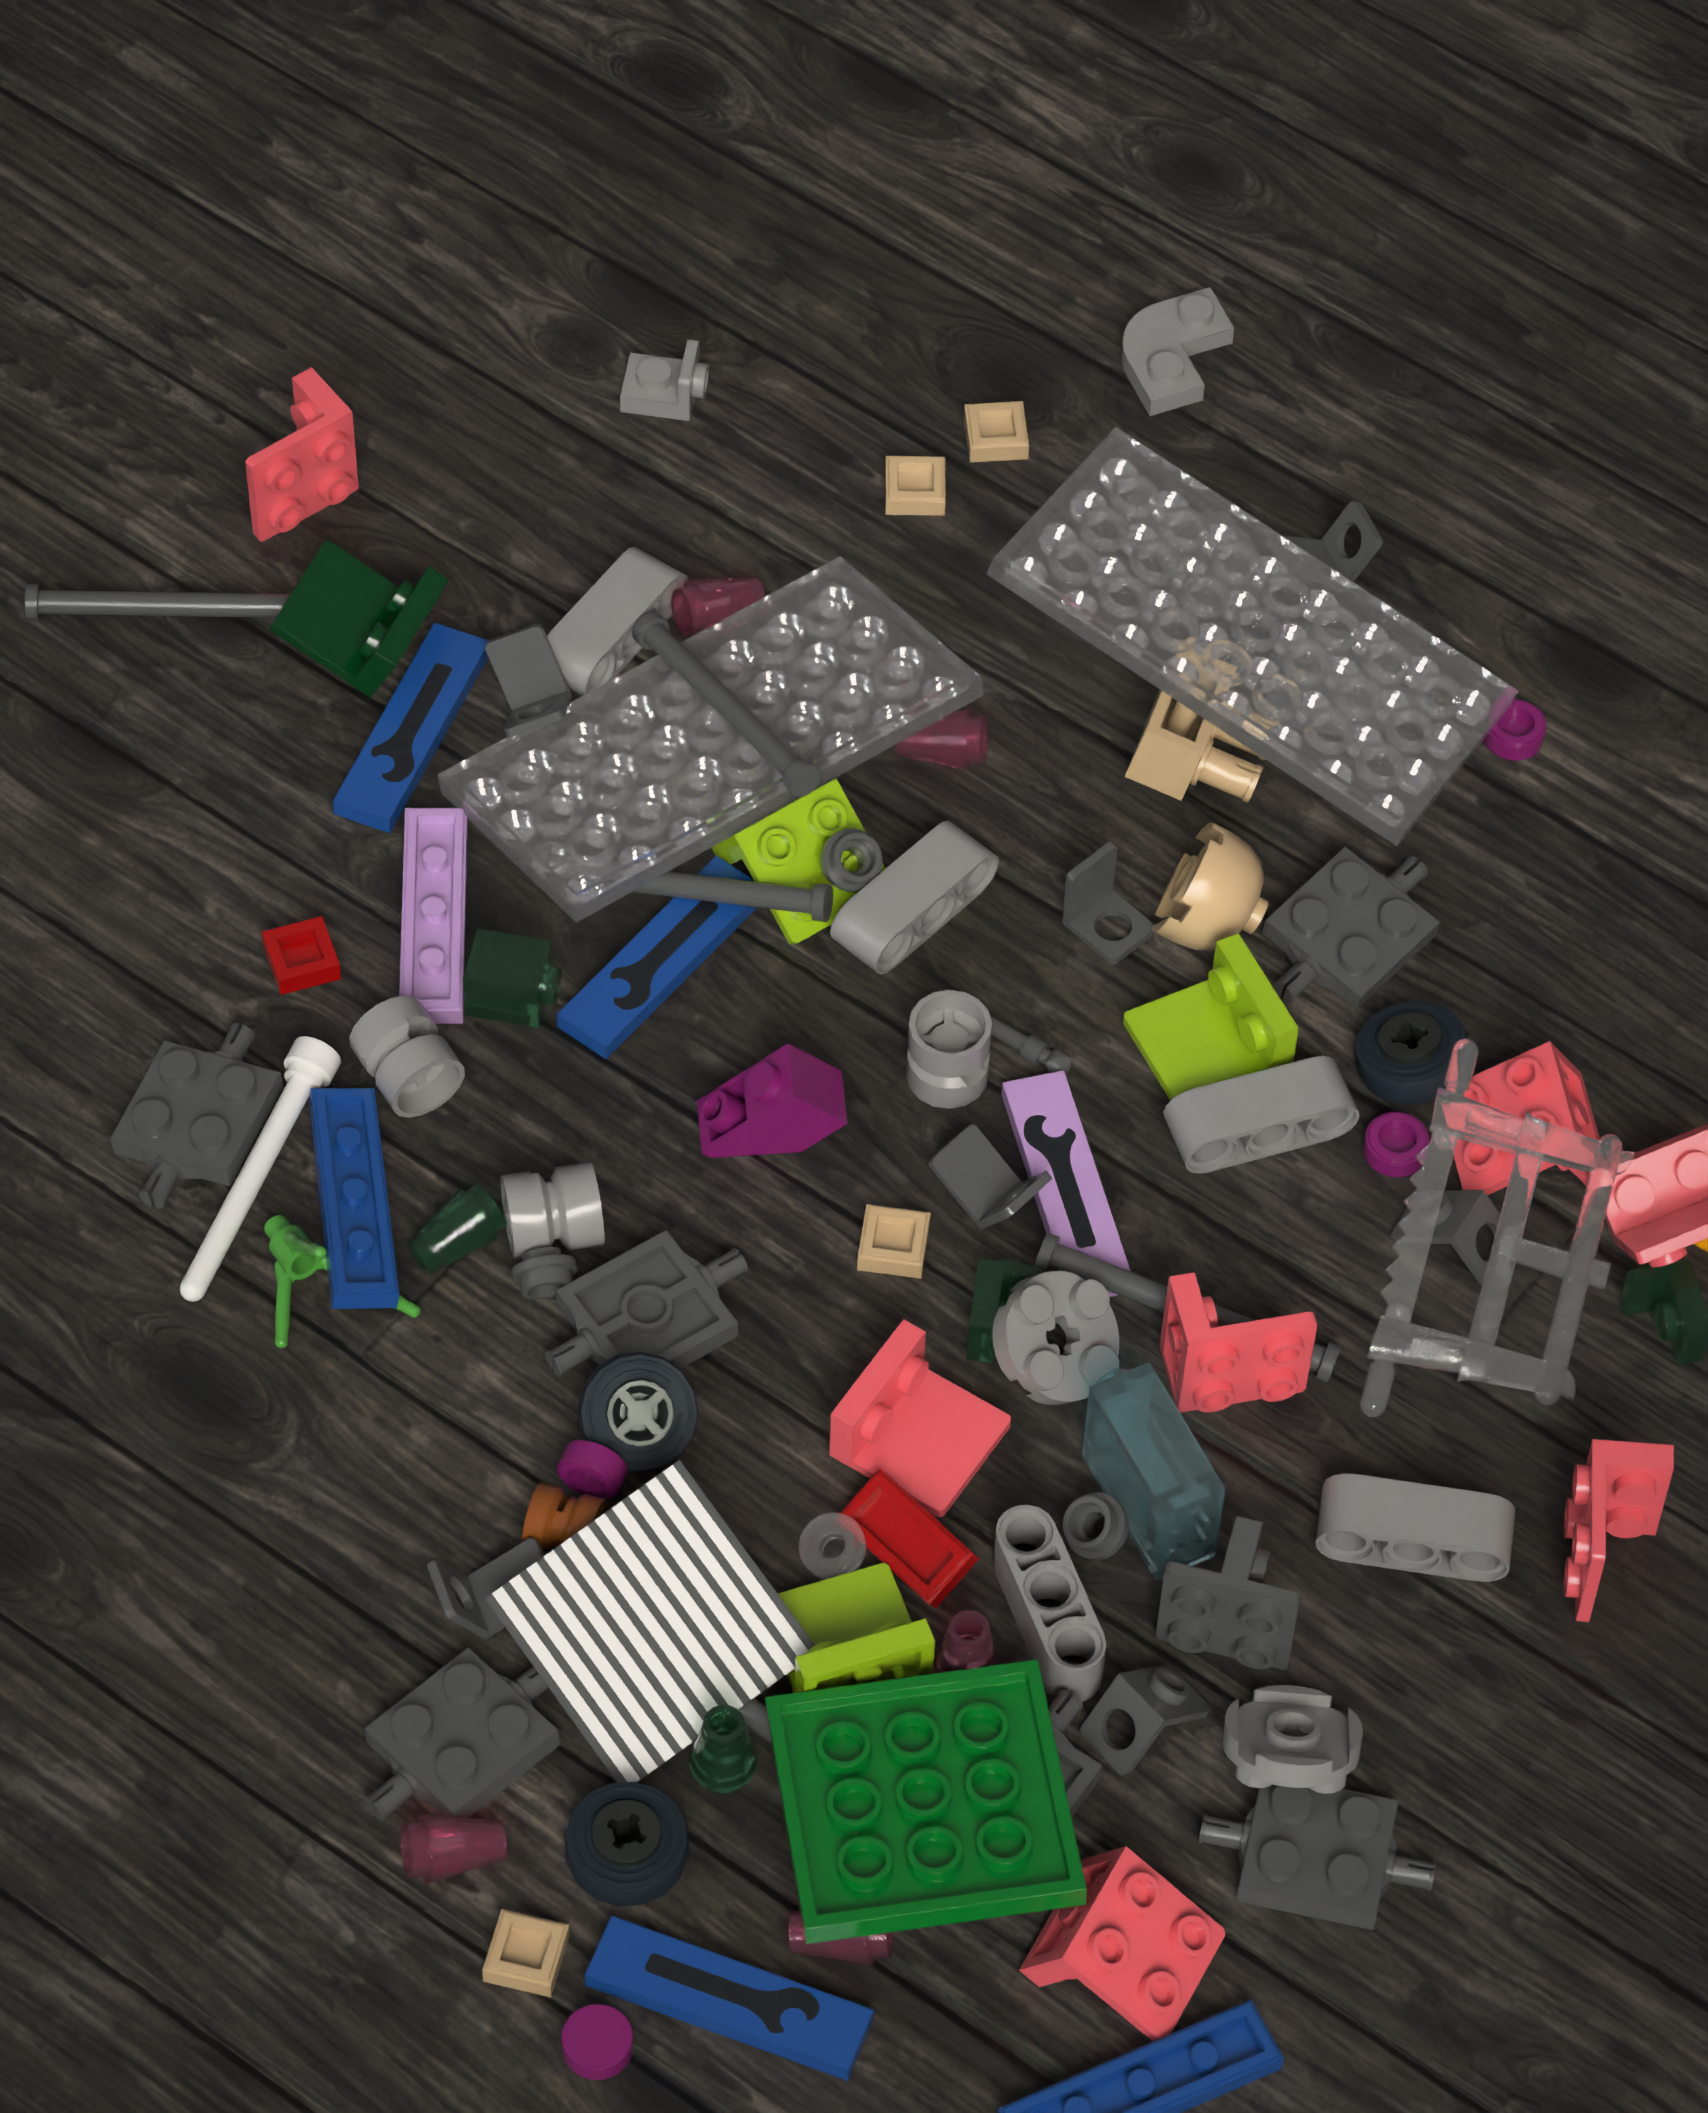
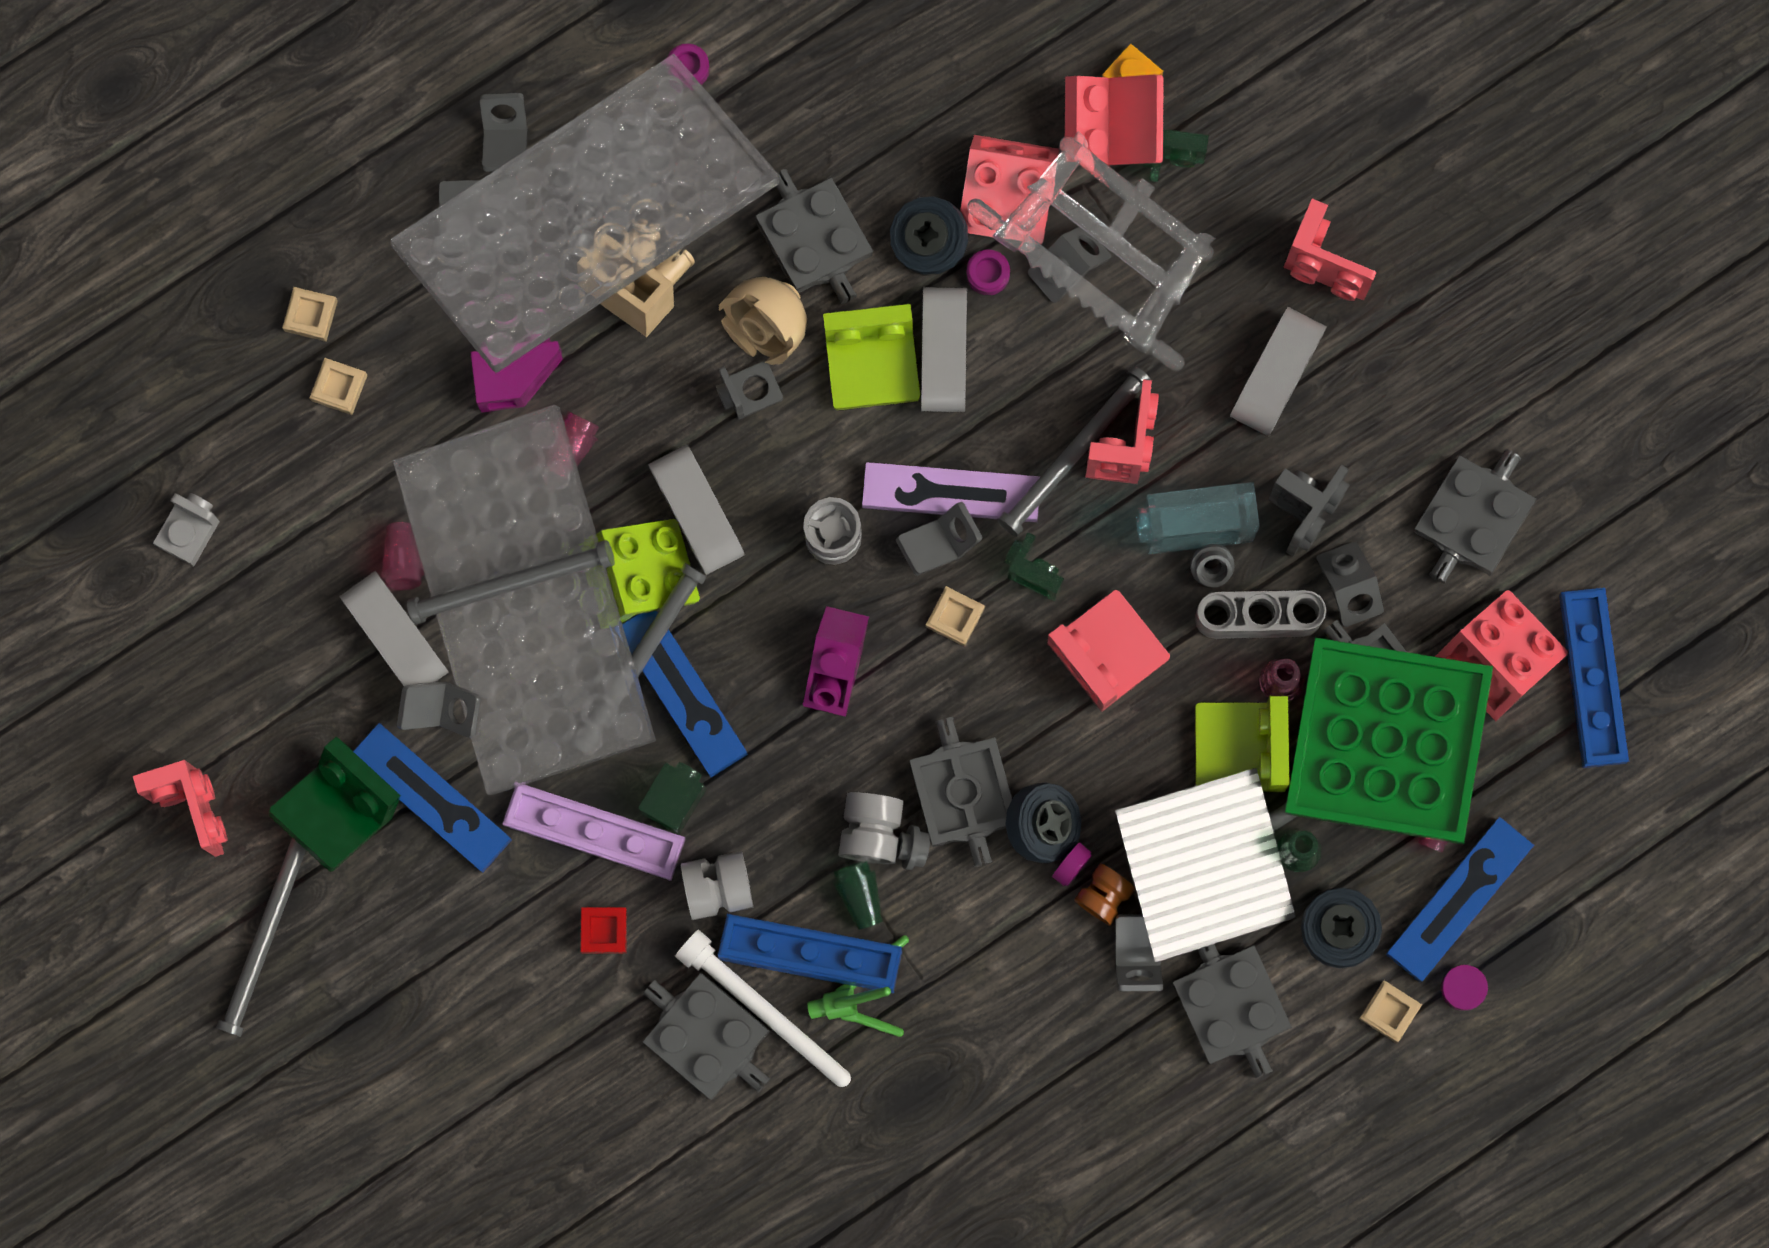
camera: 65 degrees left, 25 degrees up
(450, 1846) = (1309, 1036): clear pink cone -> none
(820, 1532) = (1181, 742): clear plate -> none
(867, 854) = (675, 537): dark grey plate -> none
(910, 1539) = (1182, 684): red tile -> none
(1011, 649) = (516, 382): none -> magenta slope
(1031, 1048) = (836, 475): dark grey piece -> none
(1089, 1328) = (1091, 527): light grey plate -> none
(1159, 346) = (270, 175): light grey plate -> none
(1265, 1753) = (1418, 522): light grey plate -> none

